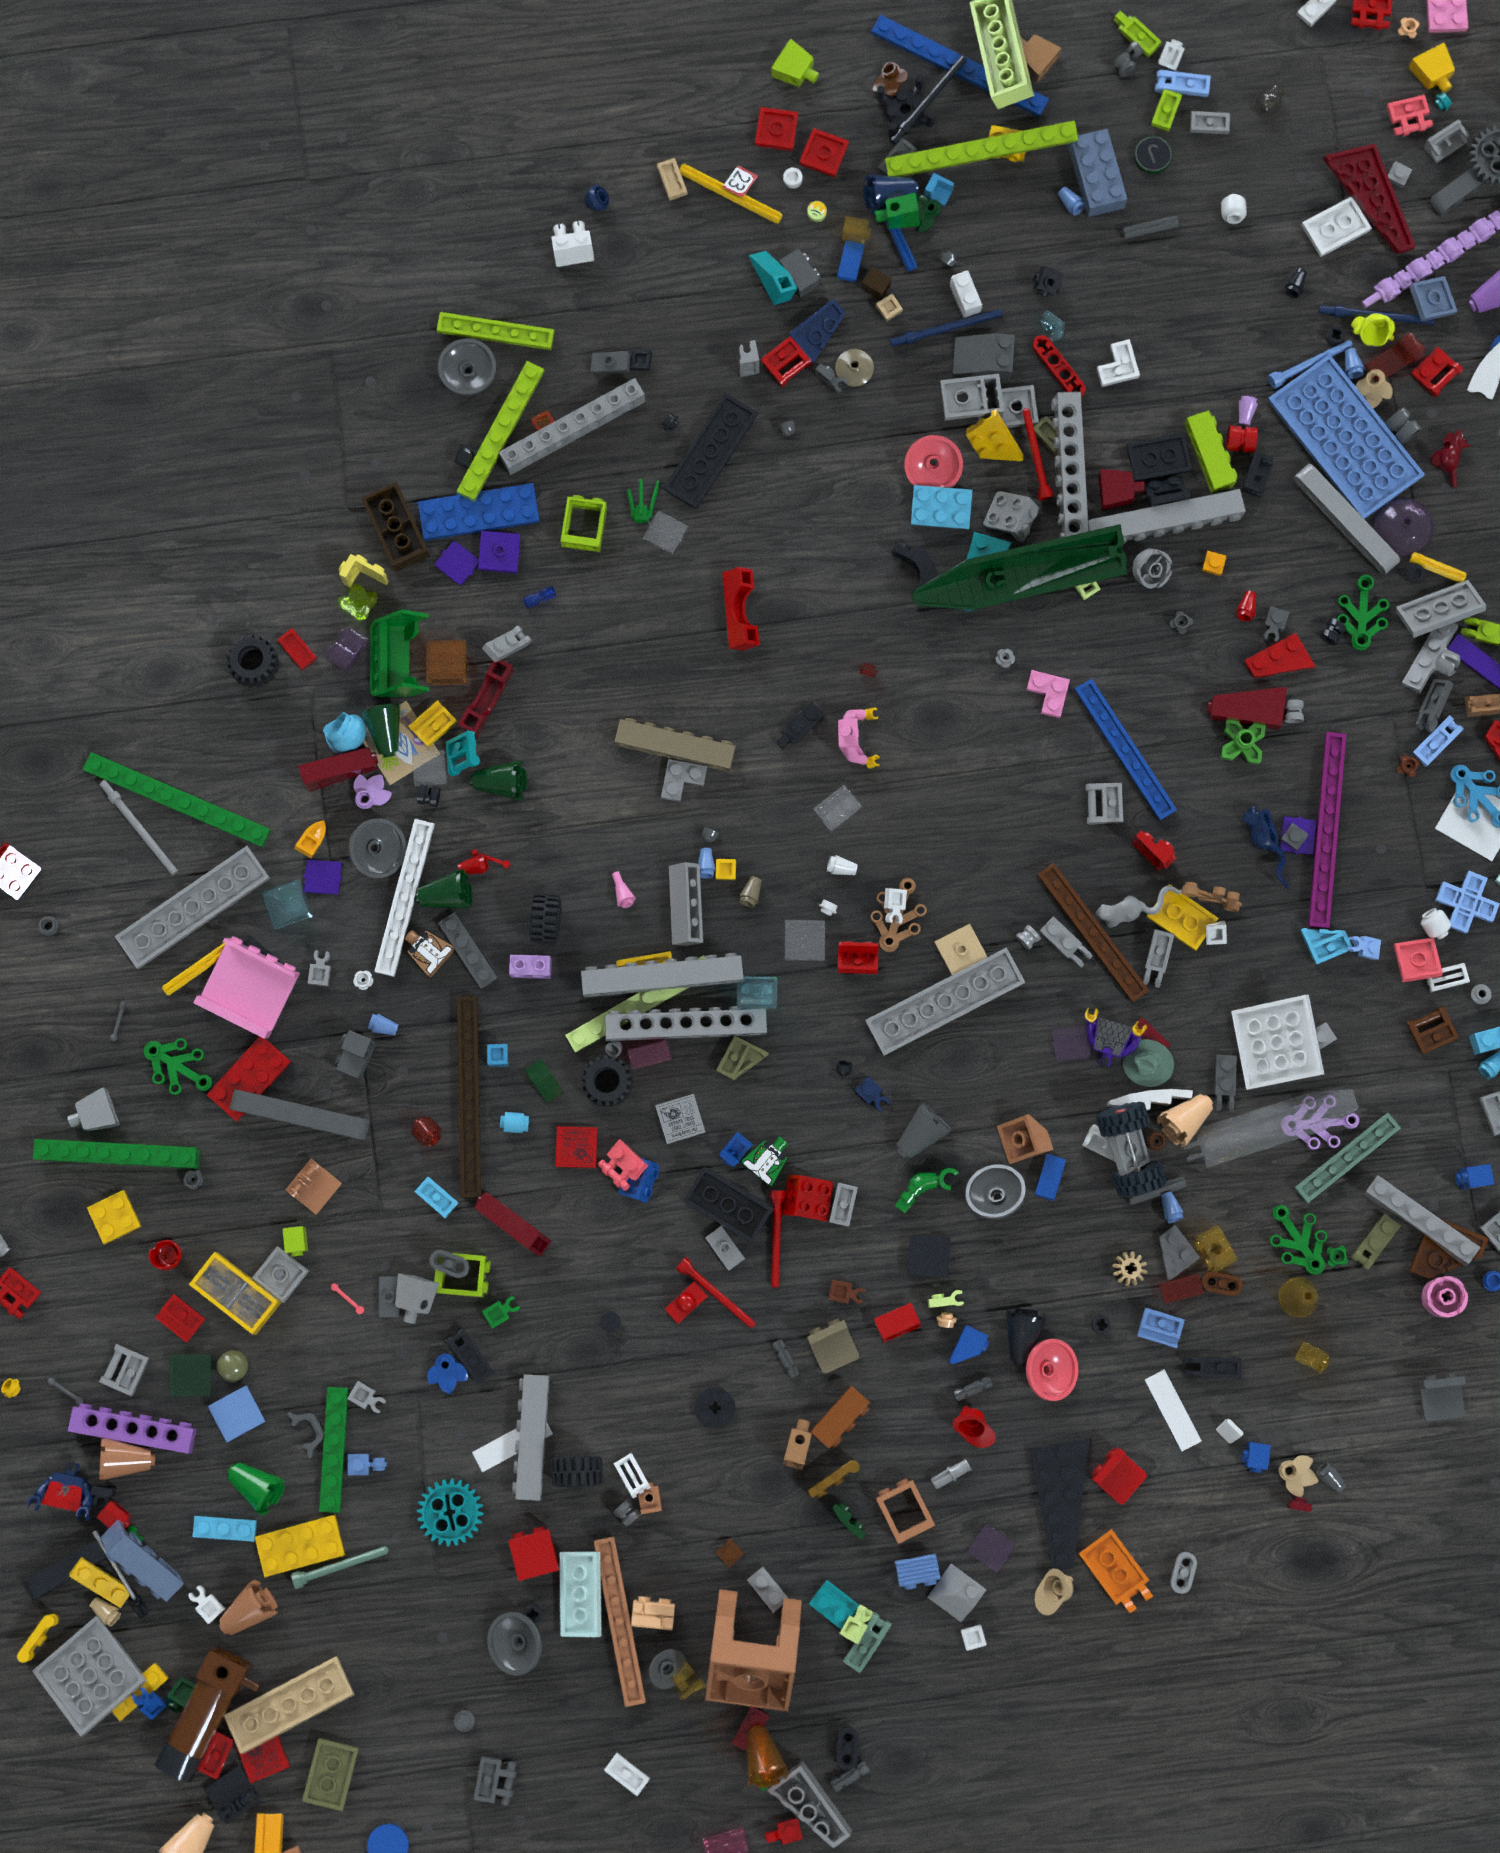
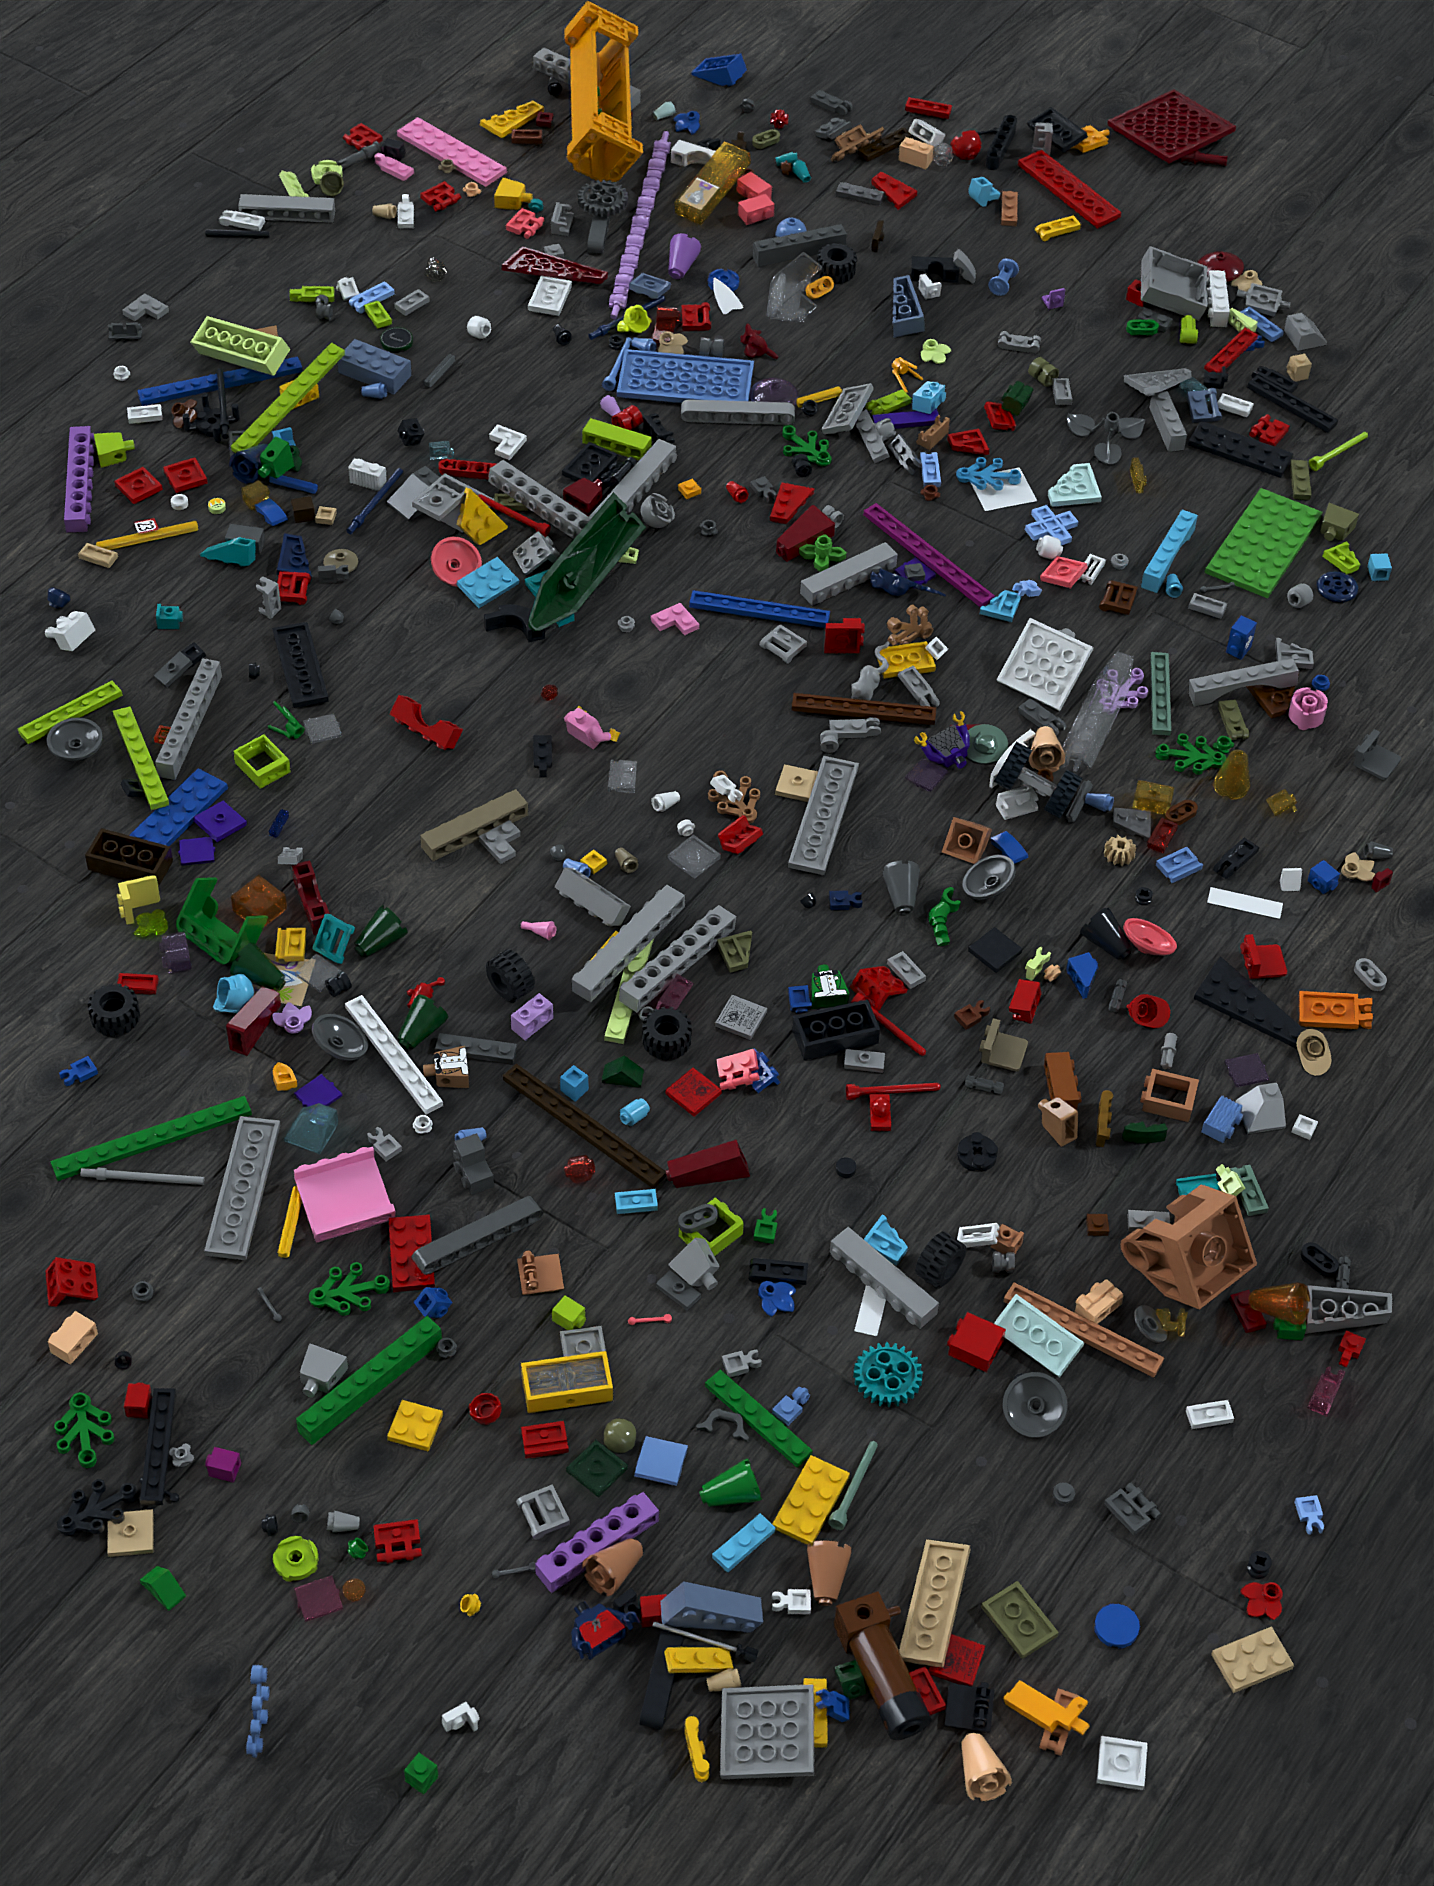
camera: 50 degrees left, 30 degrees down
(184, 692) = (81, 1070): none -> blue plate
(215, 1138) = (433, 1302): none -> blue brick
(566, 1410) = (886, 1241): none -> medium azure wing
(661, 308) = (168, 617): none -> teal brick
(757, 993) = (702, 902): clear light blue plate -> none
(777, 27) = (78, 479): none -> medium lavender brick
(859, 49) = (144, 413): none -> white plate
(948, 258) = (333, 467): dark grey plate -> none
(1238, 786) = (848, 573): none -> light grey brick

